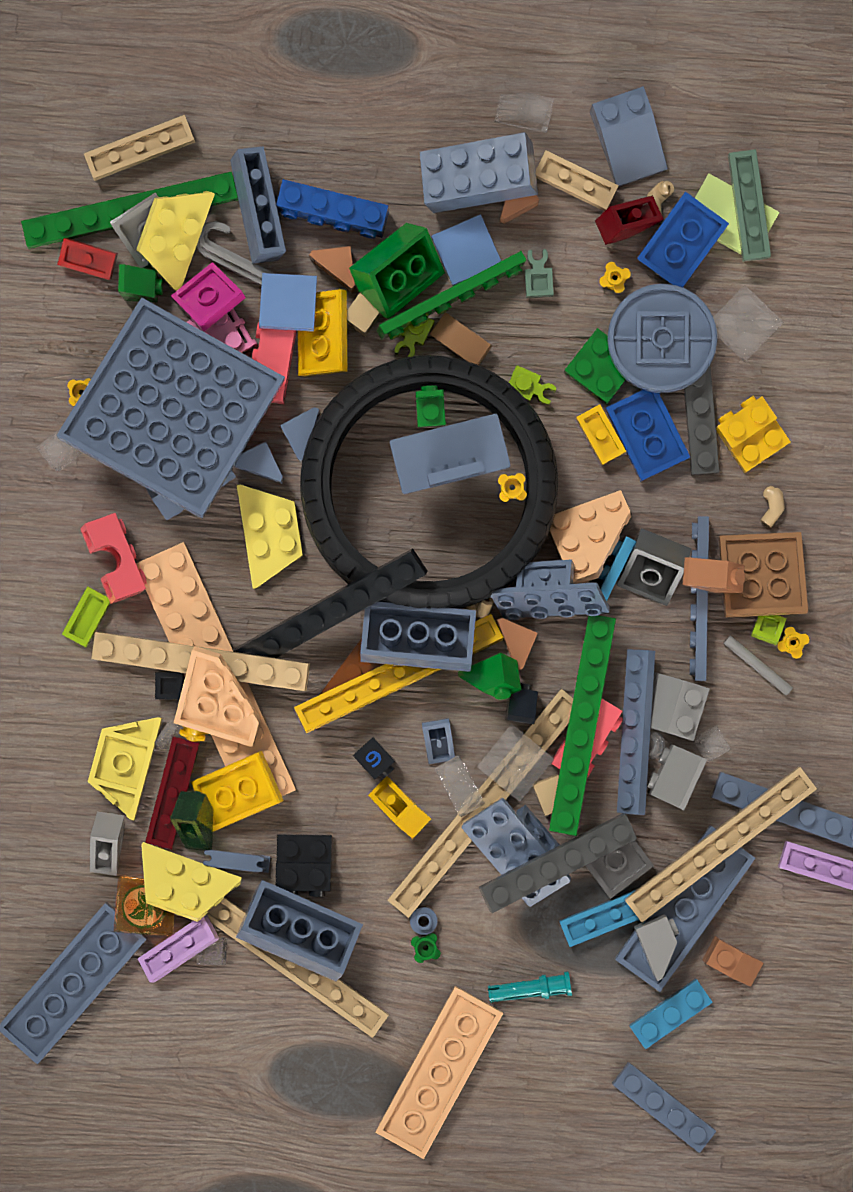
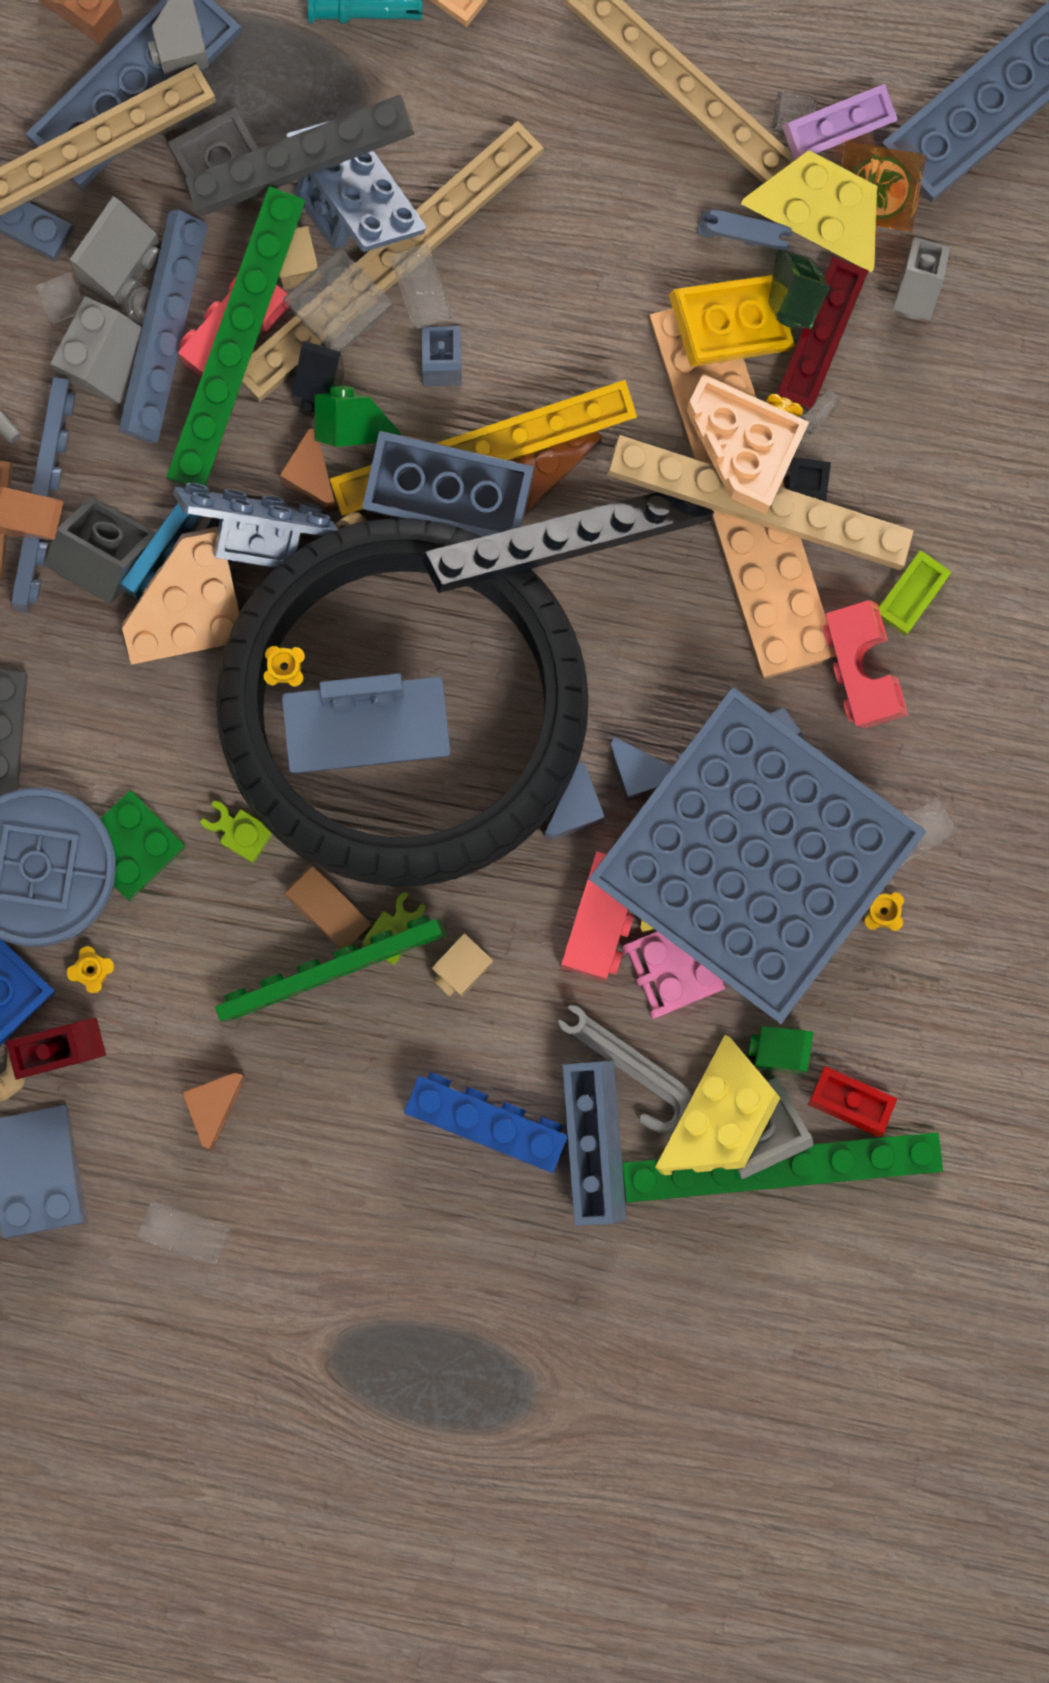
camera: 170 degrees left, 5 degrees down
(124, 762) = (884, 384): light yellow wing -> none
(139, 147) = (757, 1256): tan plate -> none
(208, 296) = (684, 1018): dark pink plate -> none
(269, 533) = (640, 674): light yellow wing -> none
(288, 302) = (569, 991): medium blue tile -> none
(299, 930) = (670, 118): sand blue brick -> none
(304, 863) = (652, 213): black plate -> none
(325, 347) = (525, 944): yellow tile -> none
(336, 264) = (489, 1042): nougat slope -> none
(375, 759) = (534, 340): black brick -> none
(398, 269) = (403, 1018): green slope -> none
(399, 807) = (509, 270): yellow slope -> none
(421, 954) = (499, 70): green plate -> none
(430, 407) = (384, 795): green bracket -> none
(430, 914) = (492, 126): sand blue plate -> none
(466, 249) = (299, 1040): medium blue tile -> none
(478, 173) = (264, 1142): sand blue brick -> none
(538, 279) = (201, 980): sand green plate -> none
(575, 181) = (124, 1119): tan plate -> none
(597, 920) = (257, 83): dark azure plate -> none
(600, 434) = (146, 746): yellow plate -> none
(647, 433) = (79, 737): blue plate -> none

